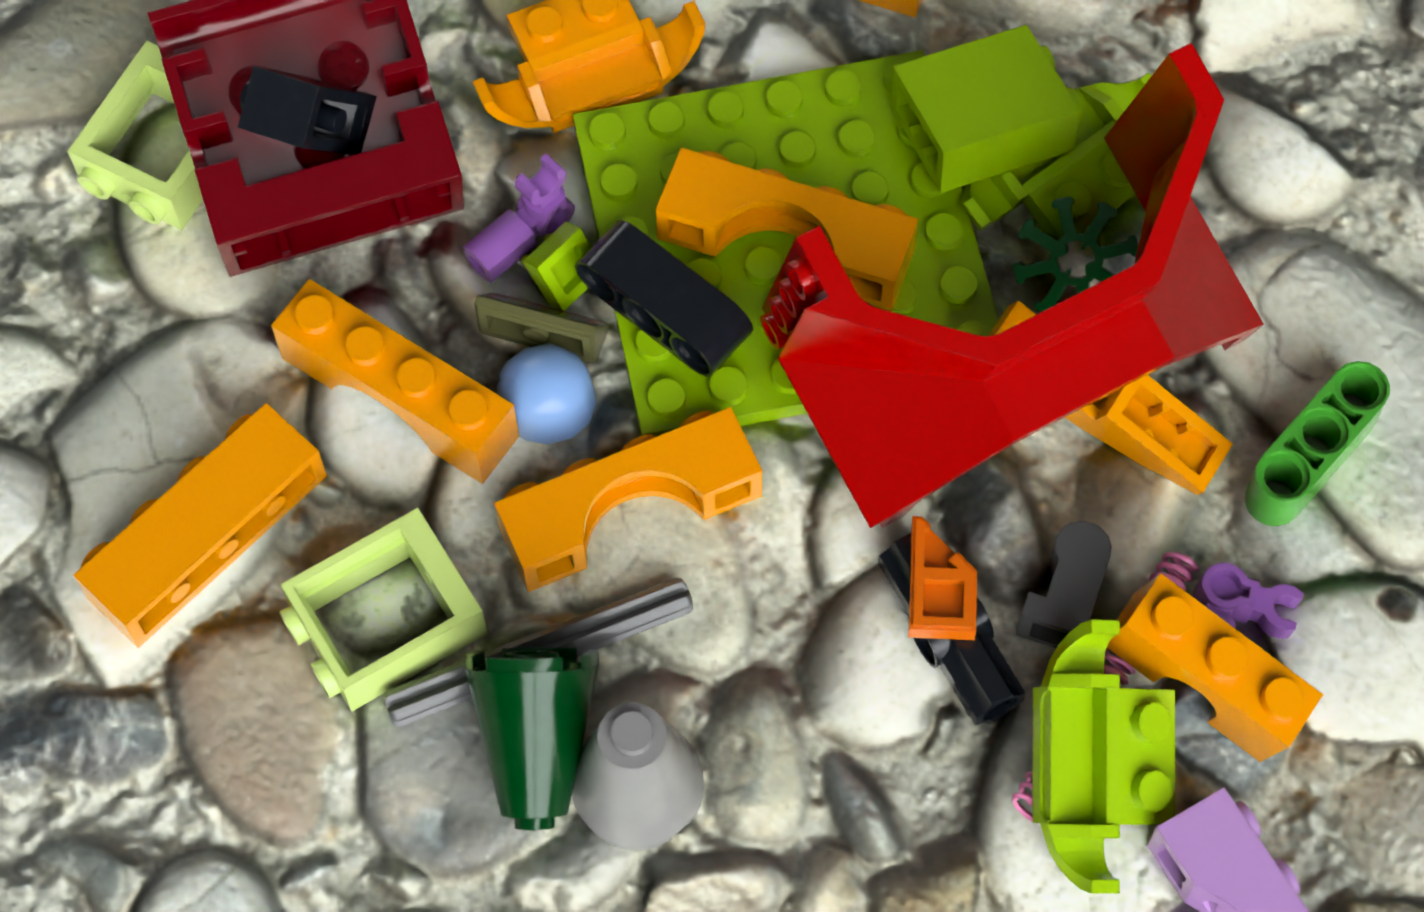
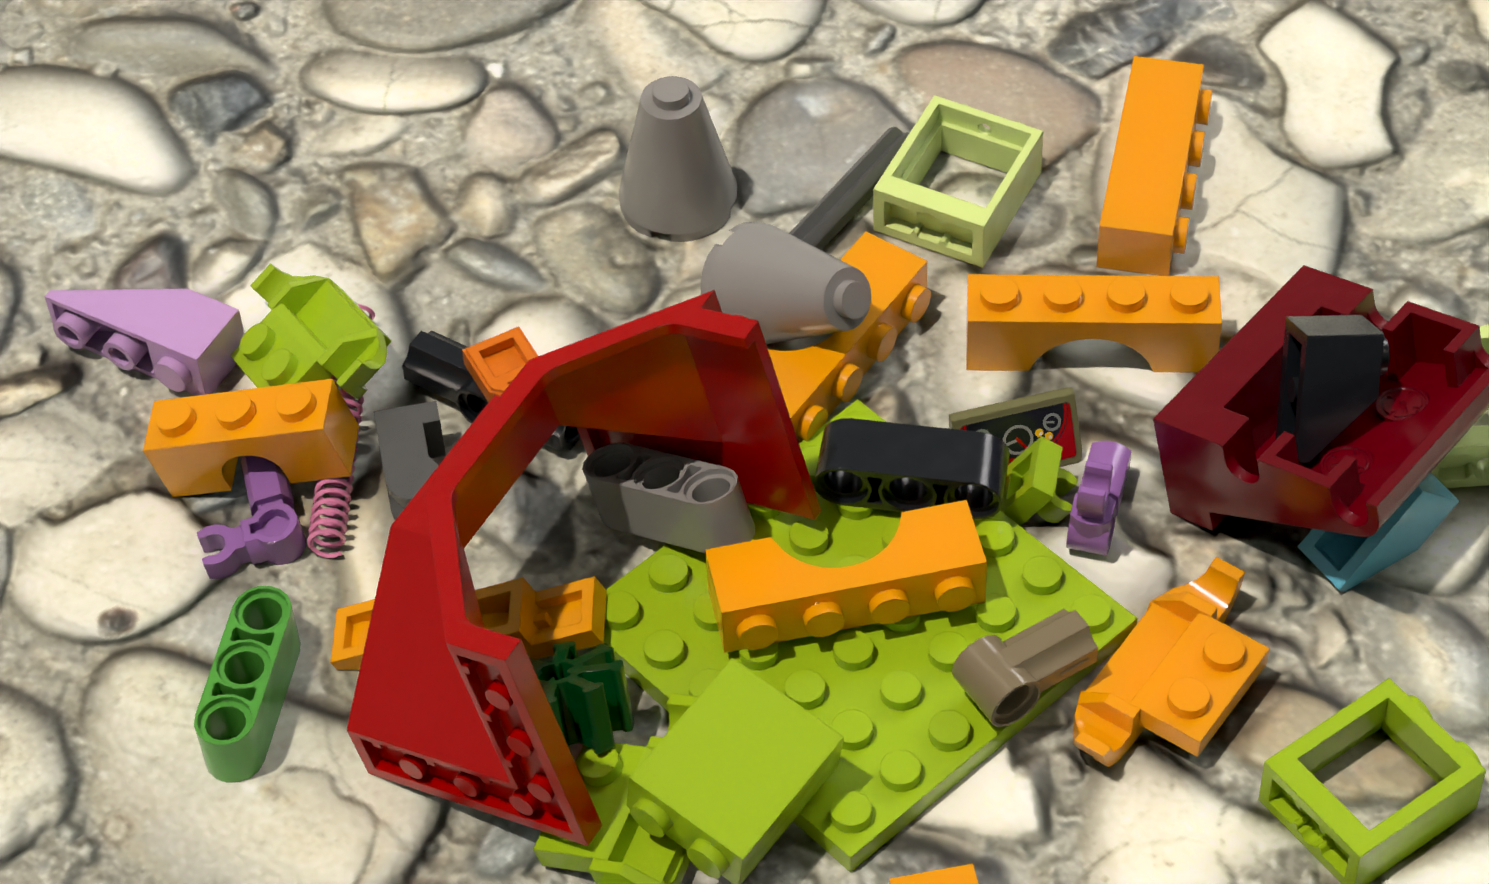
camera: 150 degrees right, 15 degrees down
(533, 726) = (787, 150): dark green cone -> none
(549, 393) = (962, 382): light blue hair -> none
(643, 517) = (785, 284): none -> light grey cone
(721, 83) = (1012, 673): none -> dark tan piece

